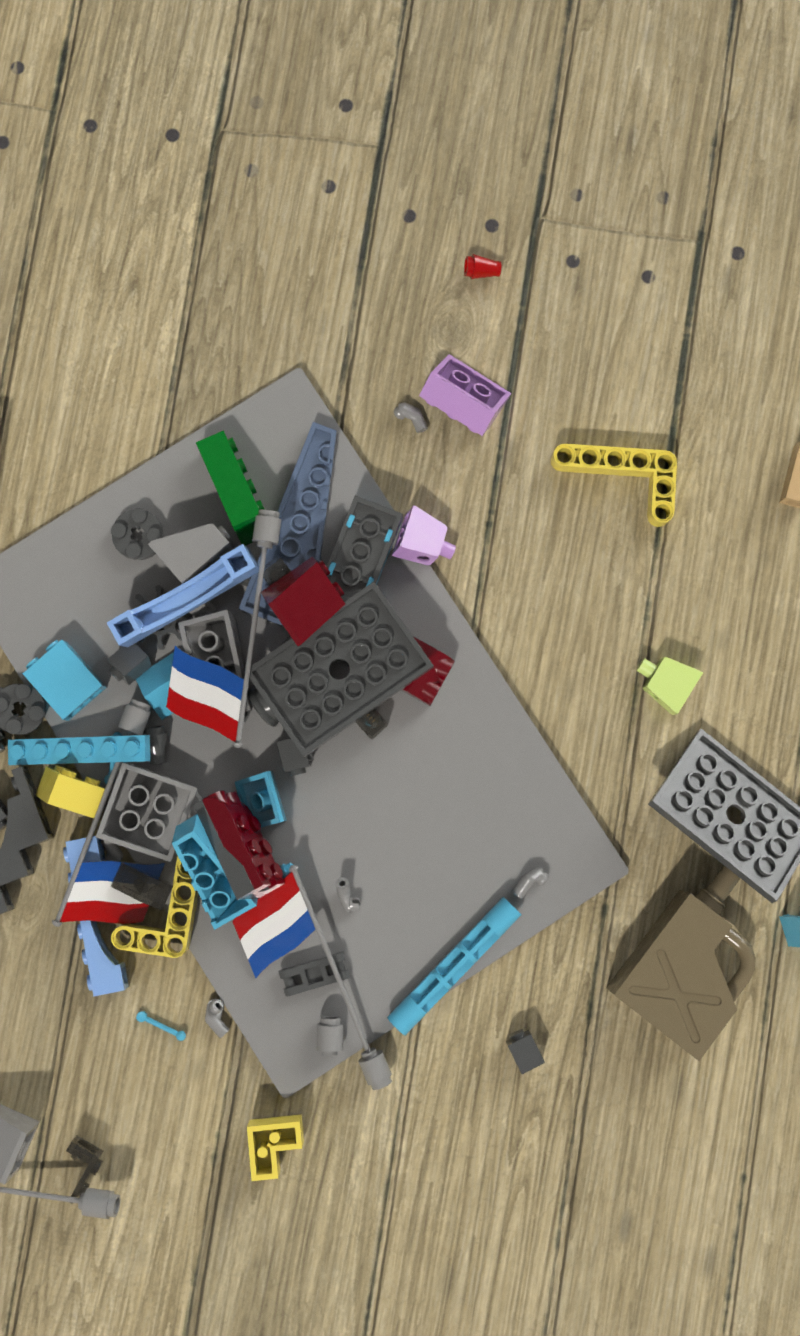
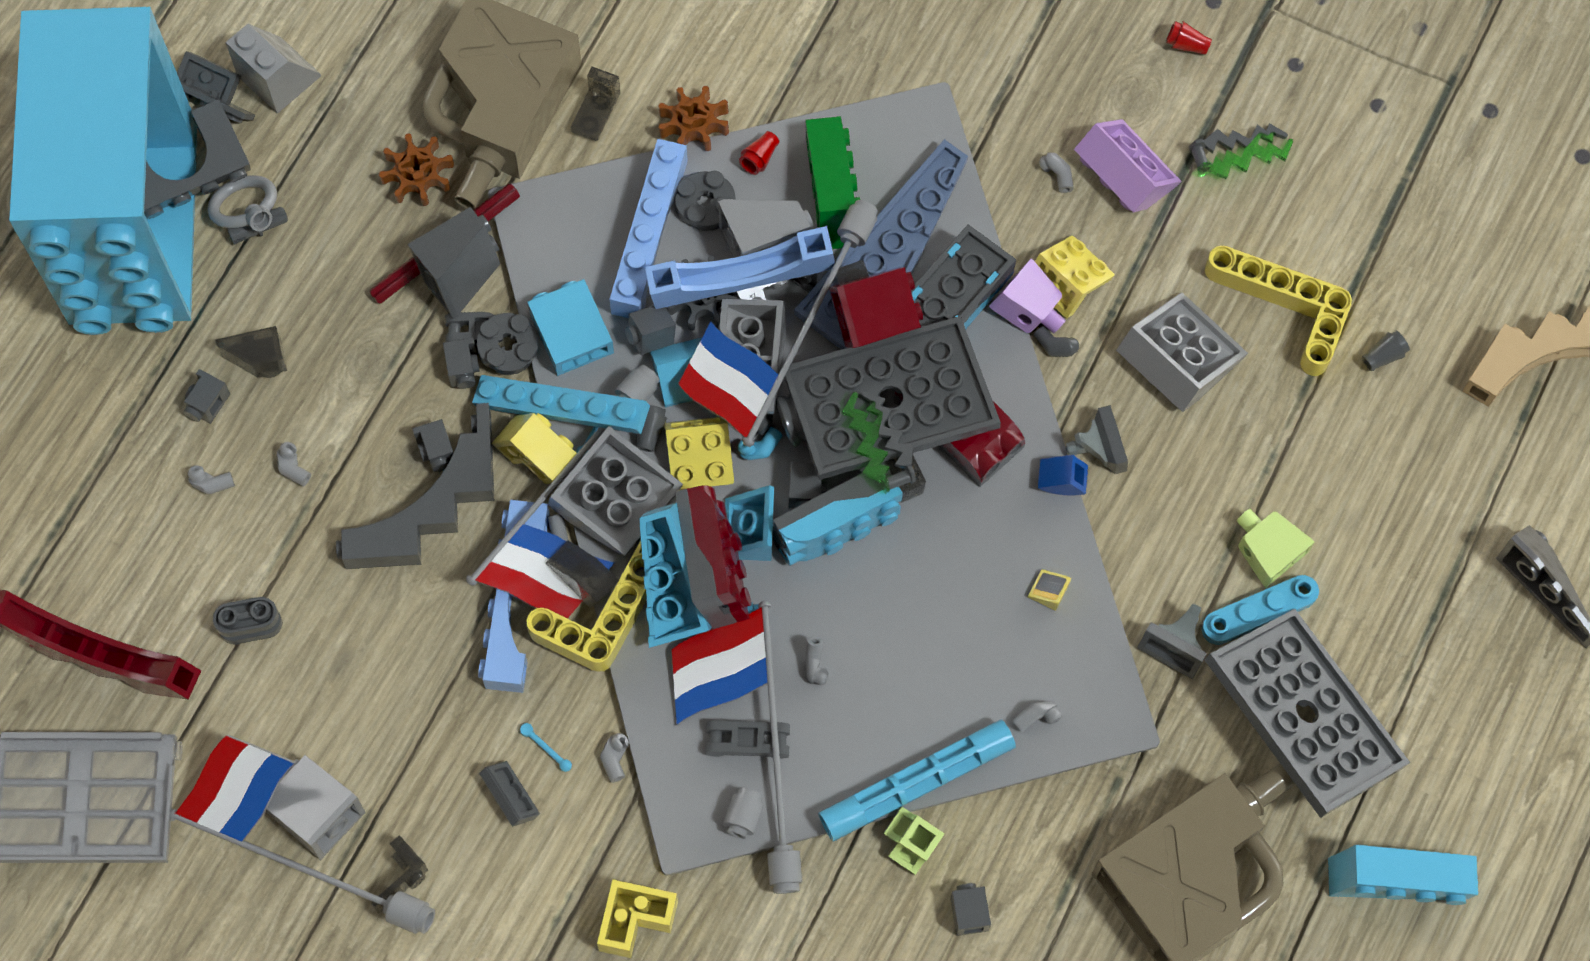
camera: 20 degrees right, 15 degrees down
(23, 478) = (597, 104): none -> clear smoke bracket
(99, 599) = (644, 238): none -> light blue arch
(106, 464) = (694, 118): none -> dark orange gear
(145, 1075) = (509, 793): none -> dark grey plate
(167, 481) = (758, 154): none -> red cone
(200, 753) = (700, 452): none -> light yellow bracket
(251, 731) = (762, 448): none -> medium azure arm
(327, 775) = (835, 518): none -> medium azure piece
(335, 705) = (877, 429): none -> piece
(449, 501) = (1073, 272): none -> light yellow bracket
(454, 568) = (1056, 345): none -> dark grey arm
(465, 1010) = (913, 839): none -> yellowish green brick
(492, 679) = (1063, 475): none -> blue brick
(509, 775) = (1049, 588): none -> slope
(513, 639) = (1102, 442): none -> dark grey piece
(541, 373) = (1250, 145): none -> piece
(554, 541) = (1181, 351): none -> light grey slope
(619, 786) = (1175, 643): none -> dark grey piece
(674, 735) = (1259, 609): none -> medium azure plate
(713, 489) = (1386, 350): none -> dark grey cone

